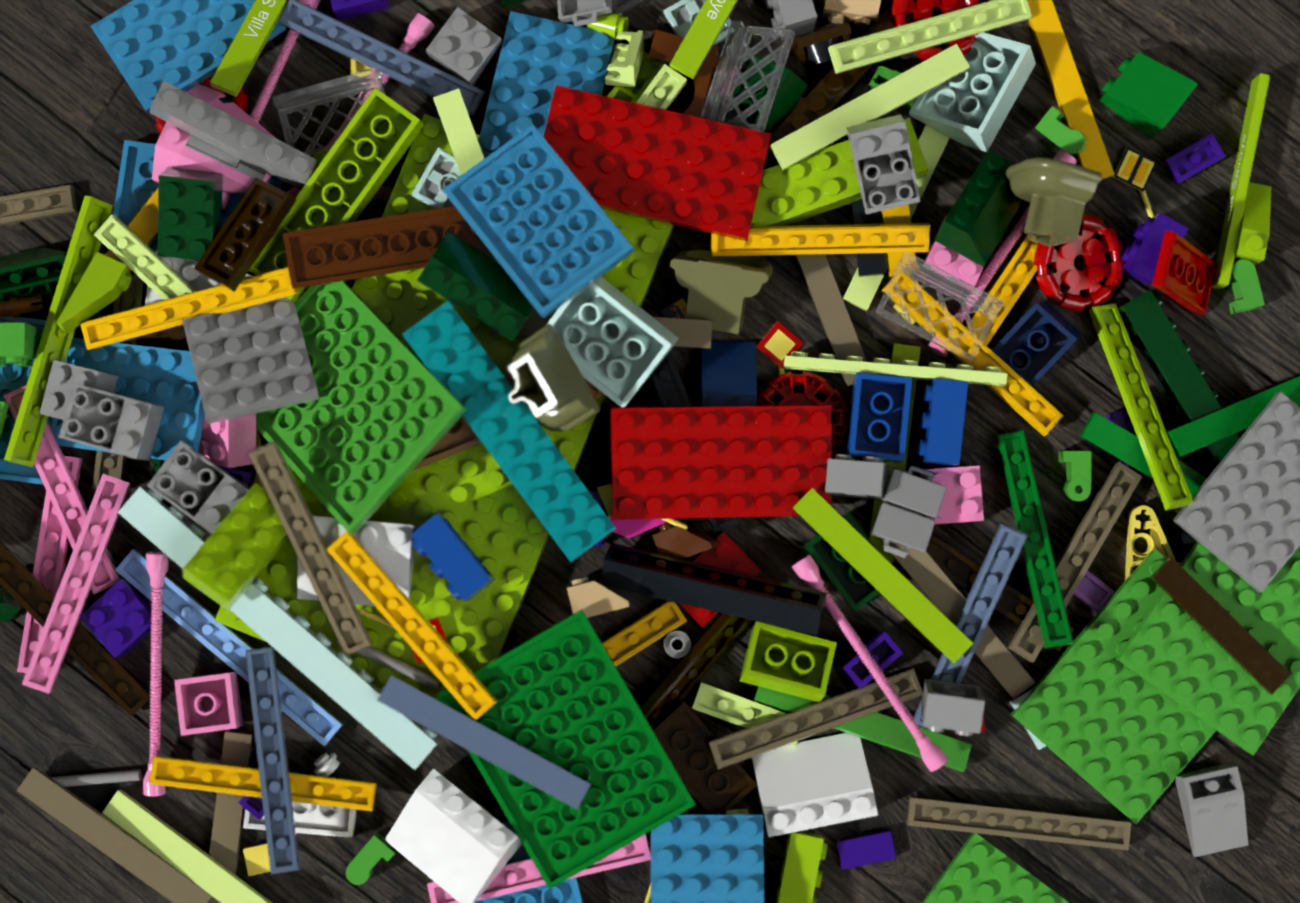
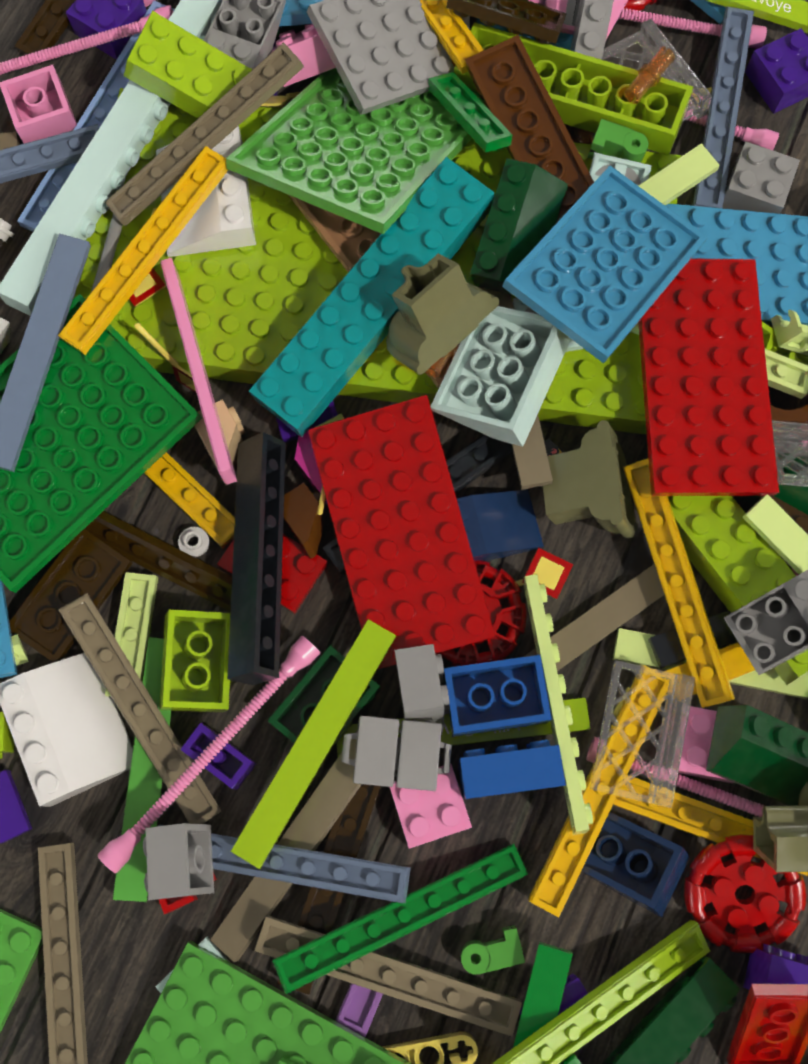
camera: 75 degrees right, 10 degrees down
(344, 298) = (470, 112): none -> green plate
(356, 125) = (649, 75): none -> clear orange pin
(404, 168) = (619, 142): none -> bright green leg
(451, 558) = (227, 274): blue brick -> none
(518, 625) = (181, 374): none -> light yellow piece
(535, 603) = (198, 372): none -> bright pink tile

